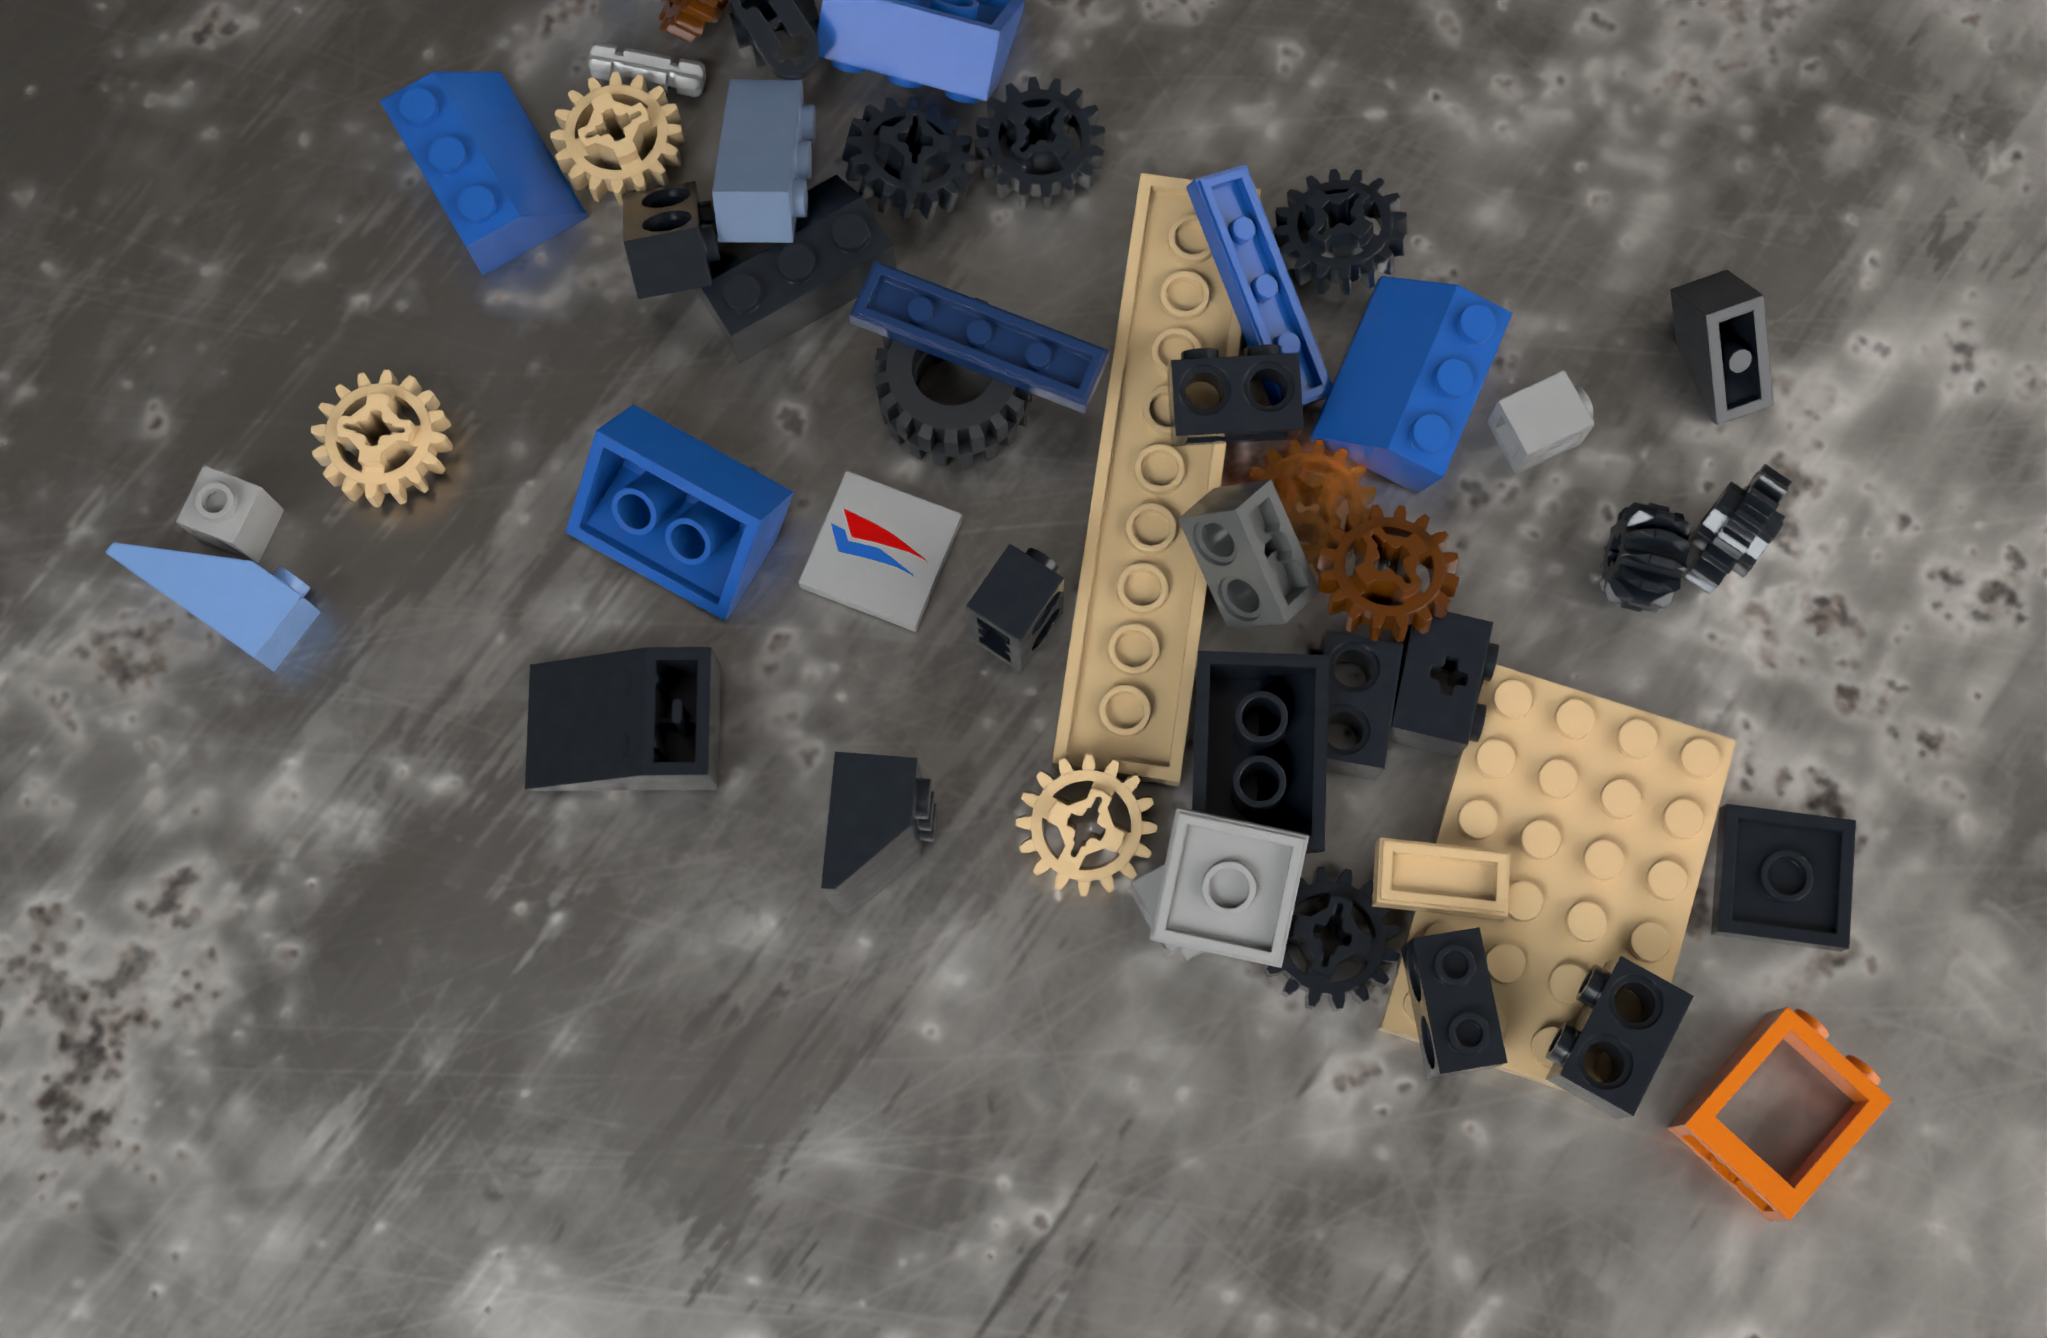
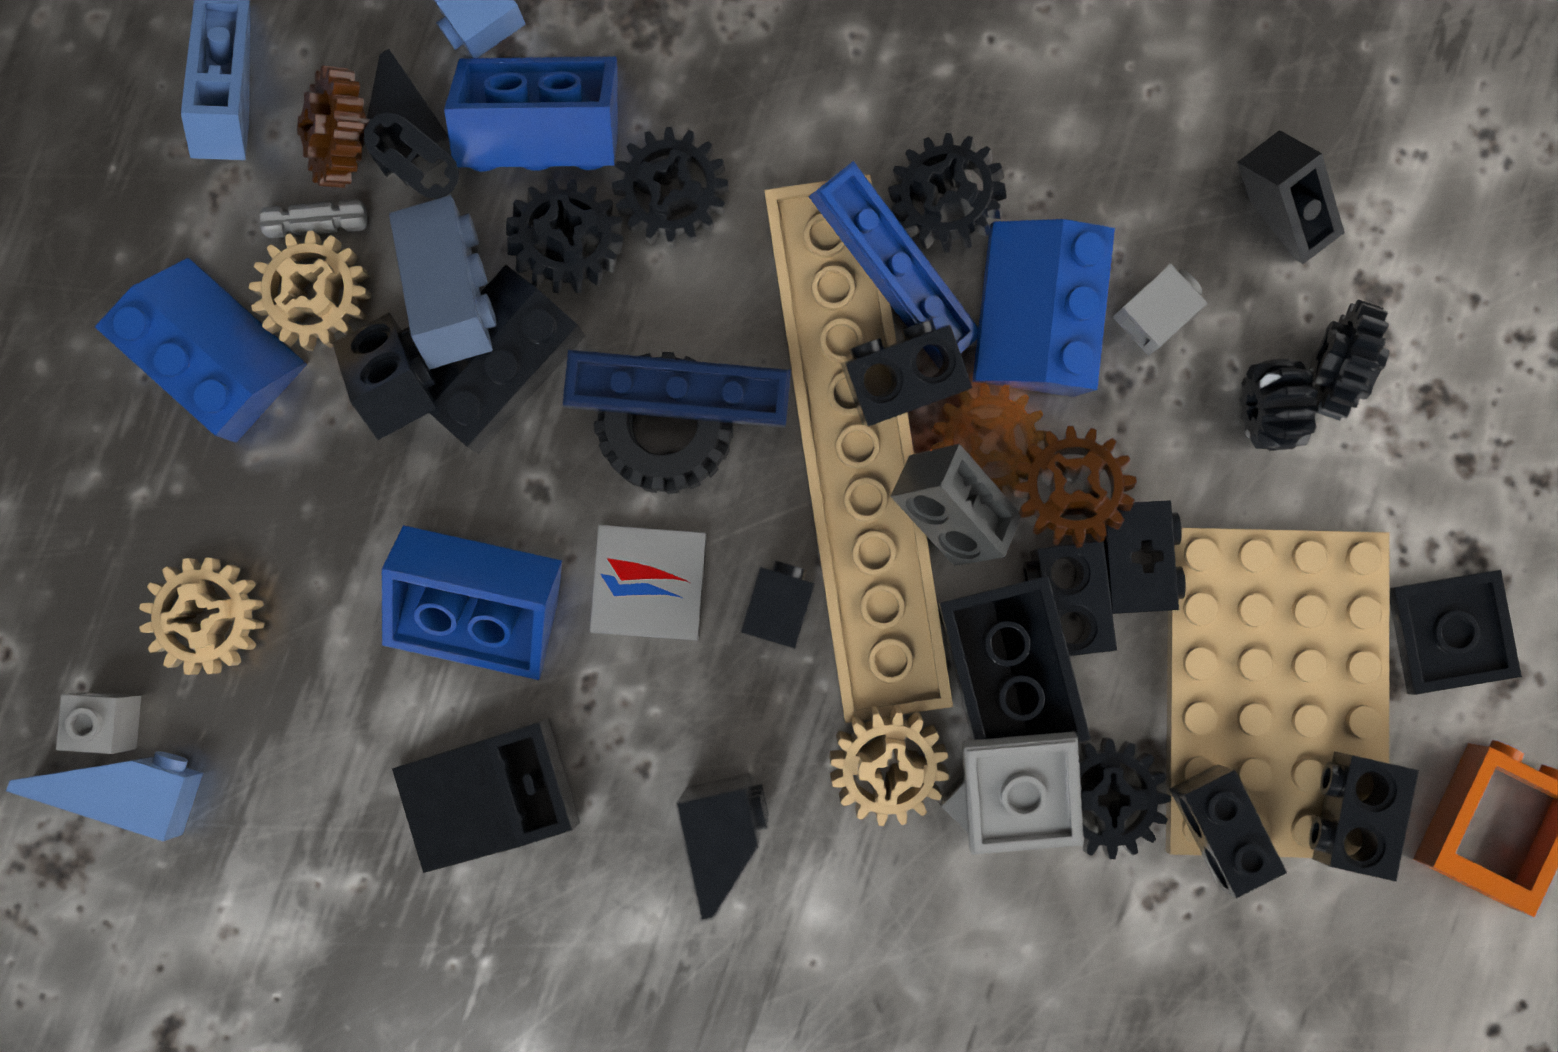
camera: 15 degrees left, 10 degrees up
(1441, 878) = (1187, 726): tan tile -> none

